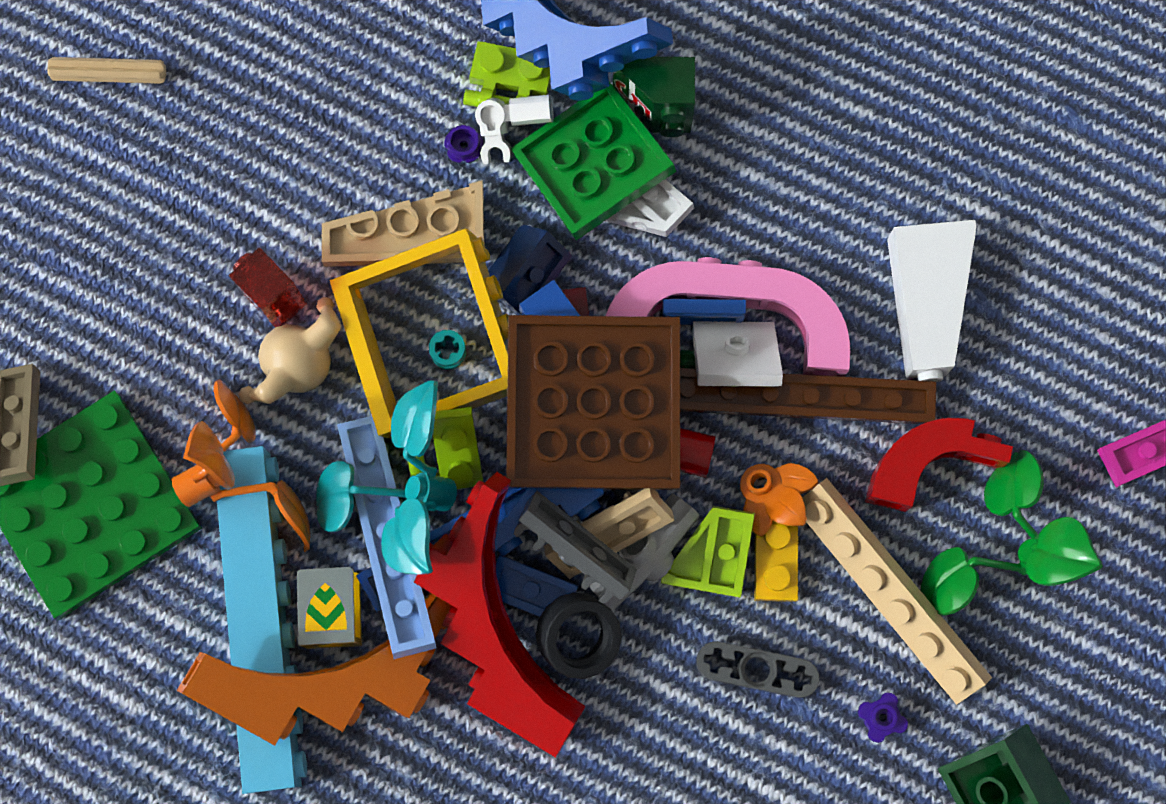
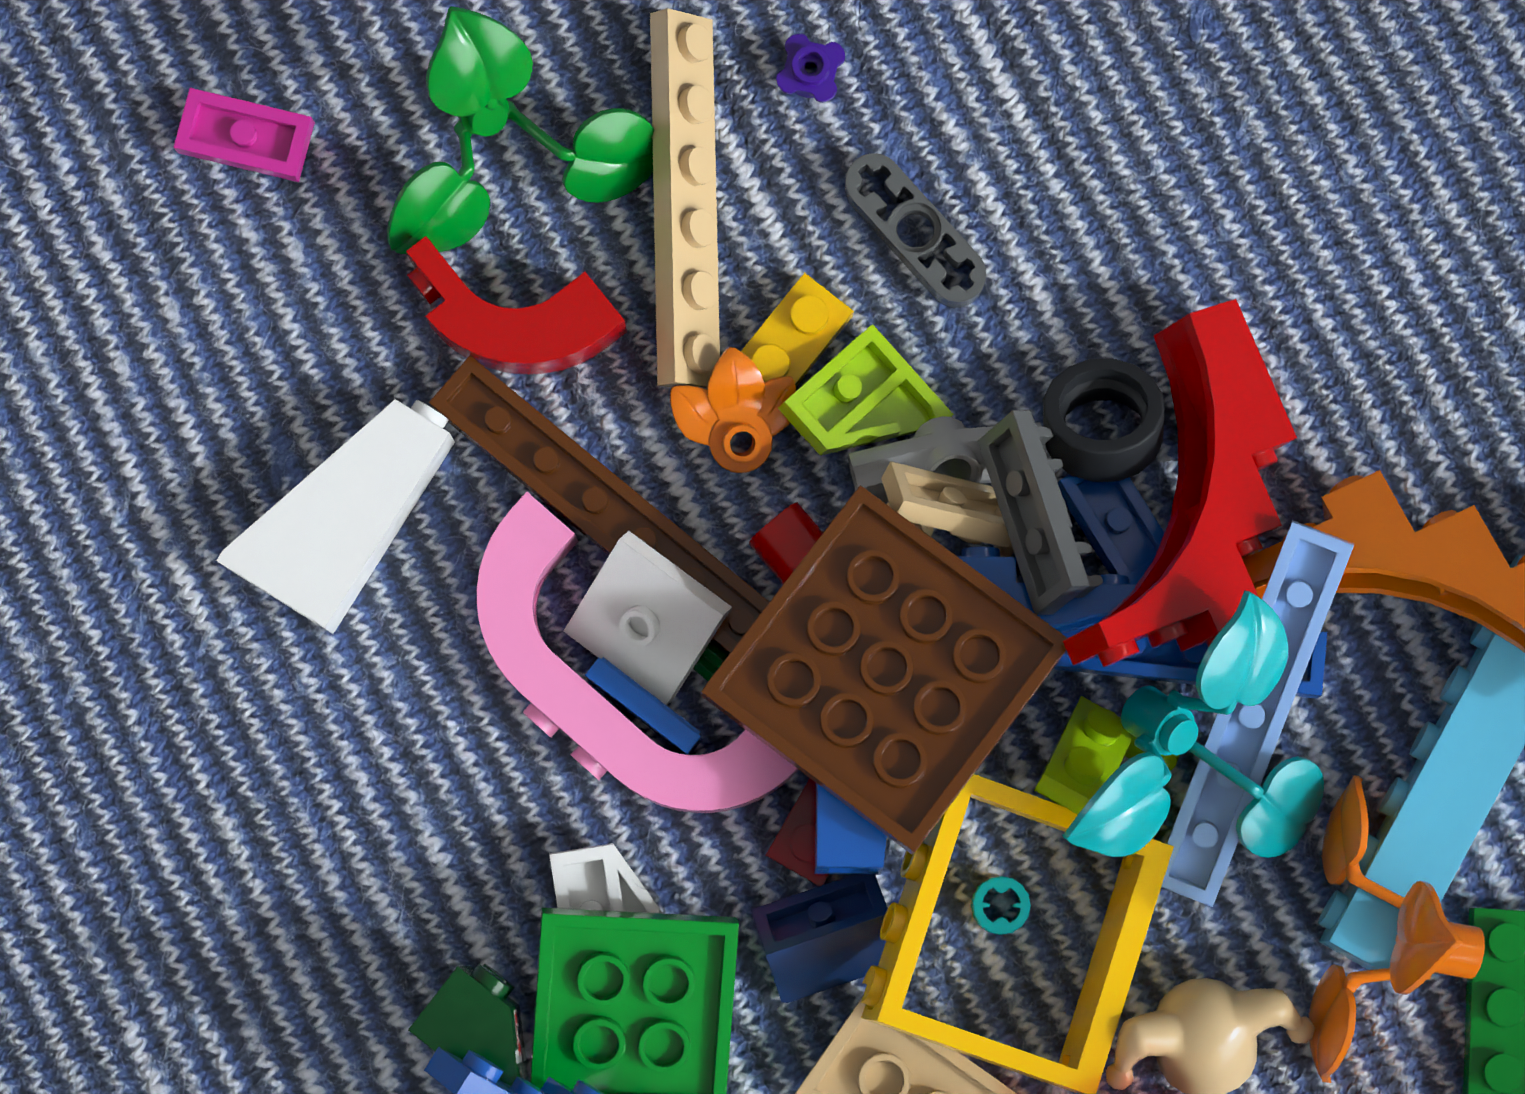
camera: 145 degrees left, 5 degrees up
(329, 608) = (1383, 677): piece -> none

